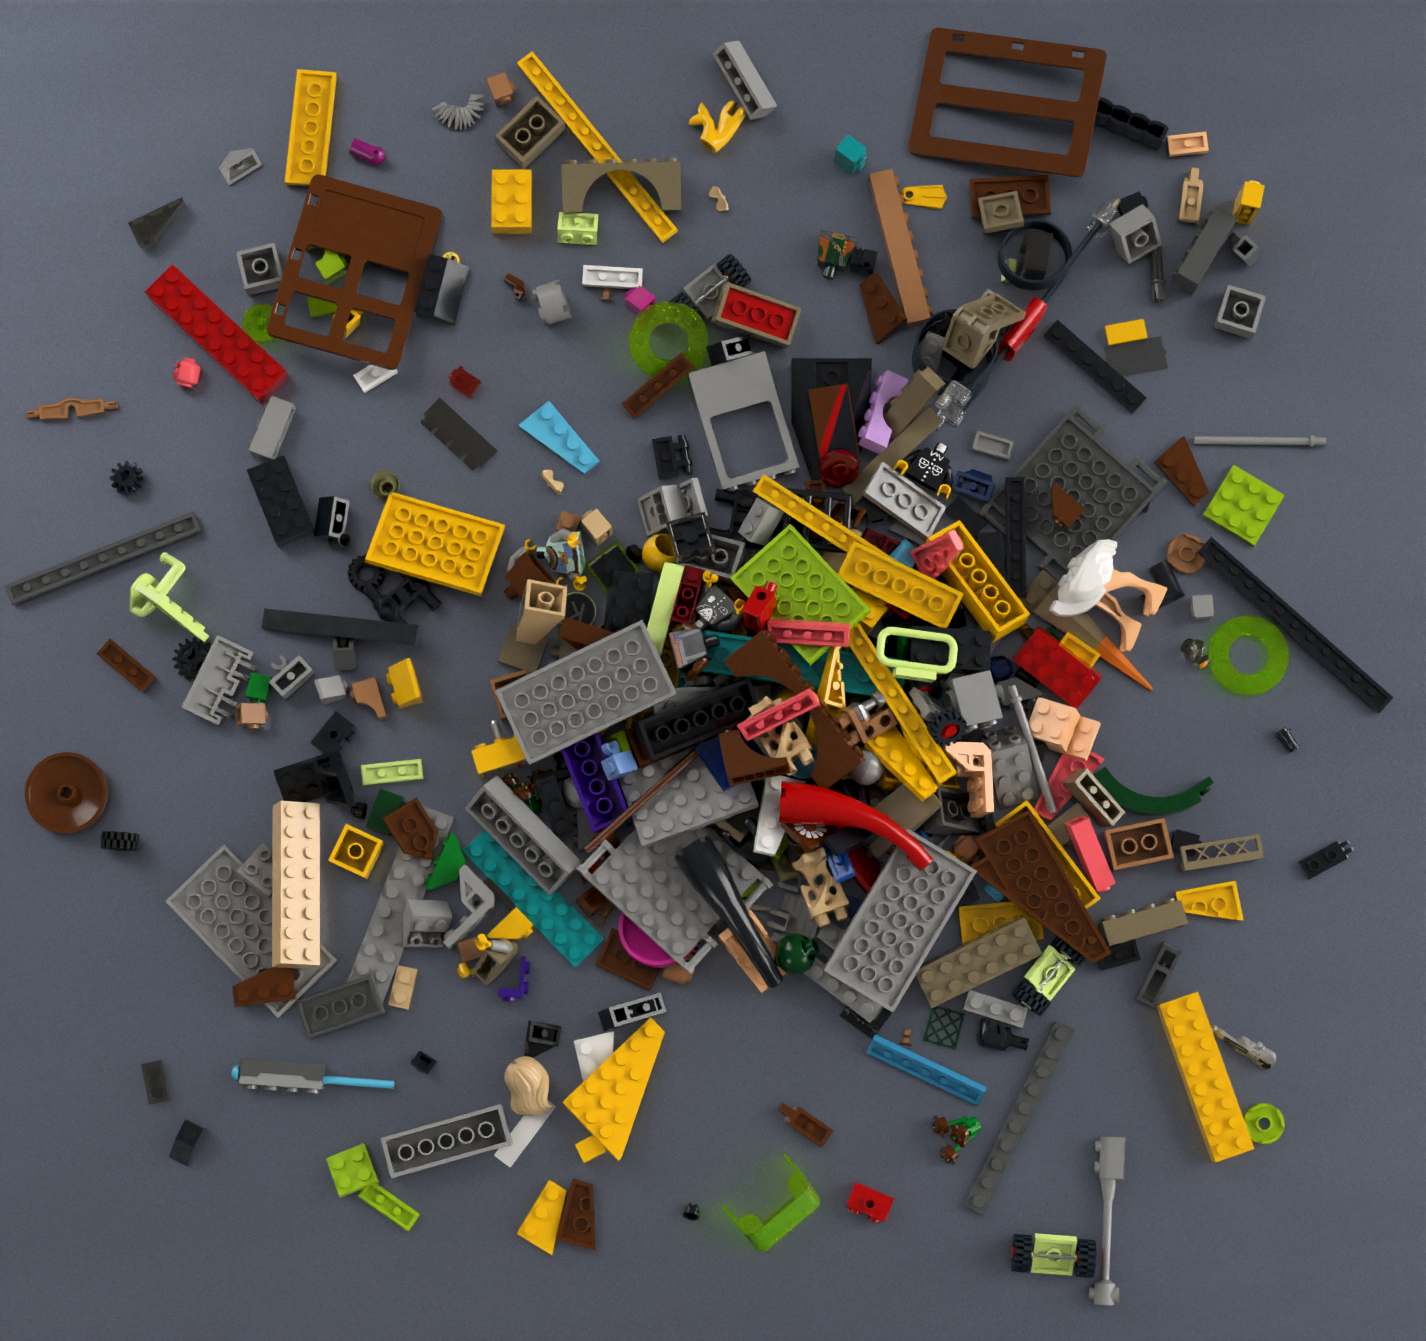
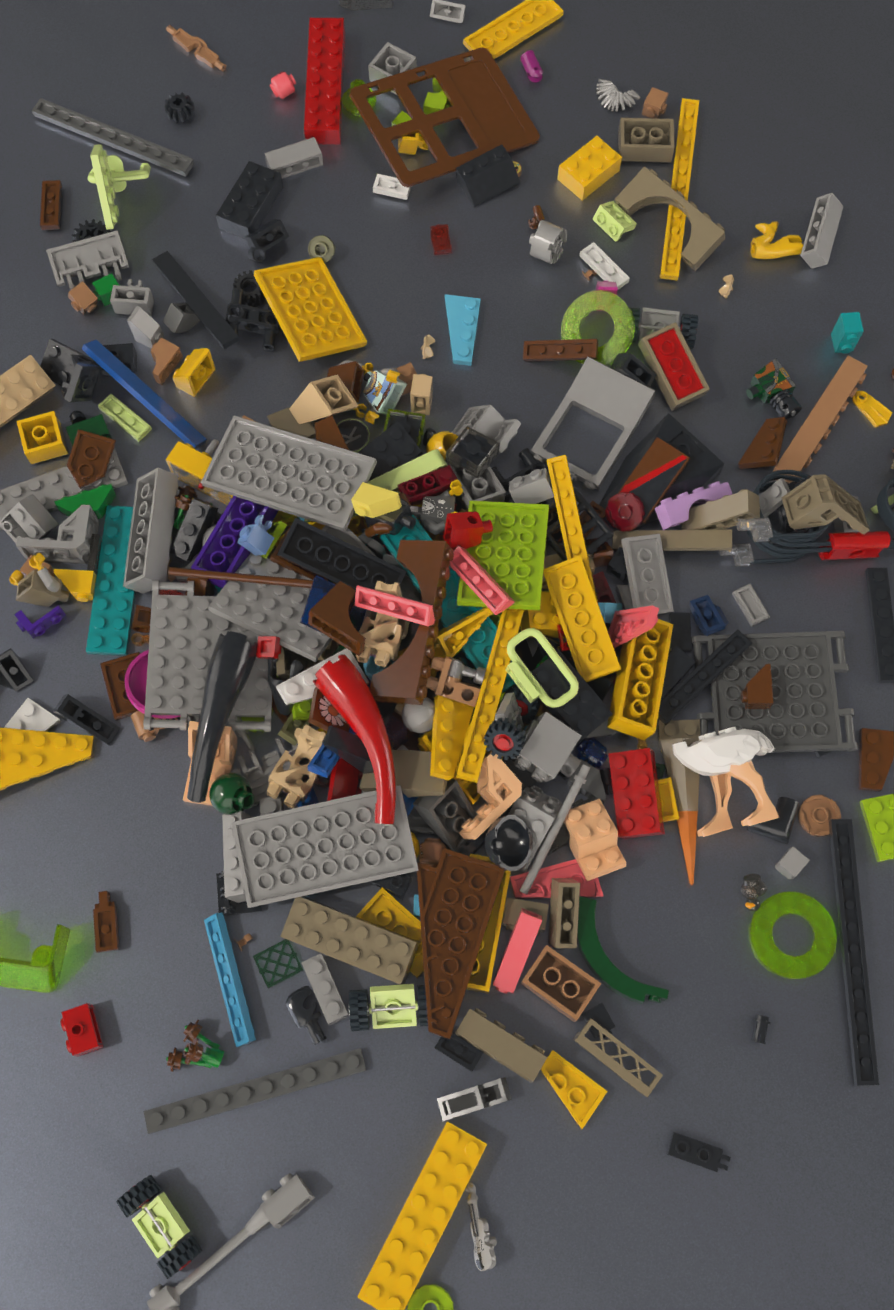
camera: 50 degrees right, 10 degrees down
(394, 740) = (144, 393): none -> blue tile
(463, 437) = (401, 267): clear smoke windscreen -> none
(665, 456) = (517, 399): black plate -> none
(677, 652) = (375, 501): none -> light yellow slope
(717, 830) = (268, 647): none -> red tile
(929, 469) = (687, 573): black torso -> none
(1015, 791) = (509, 843): none -> black cylinder

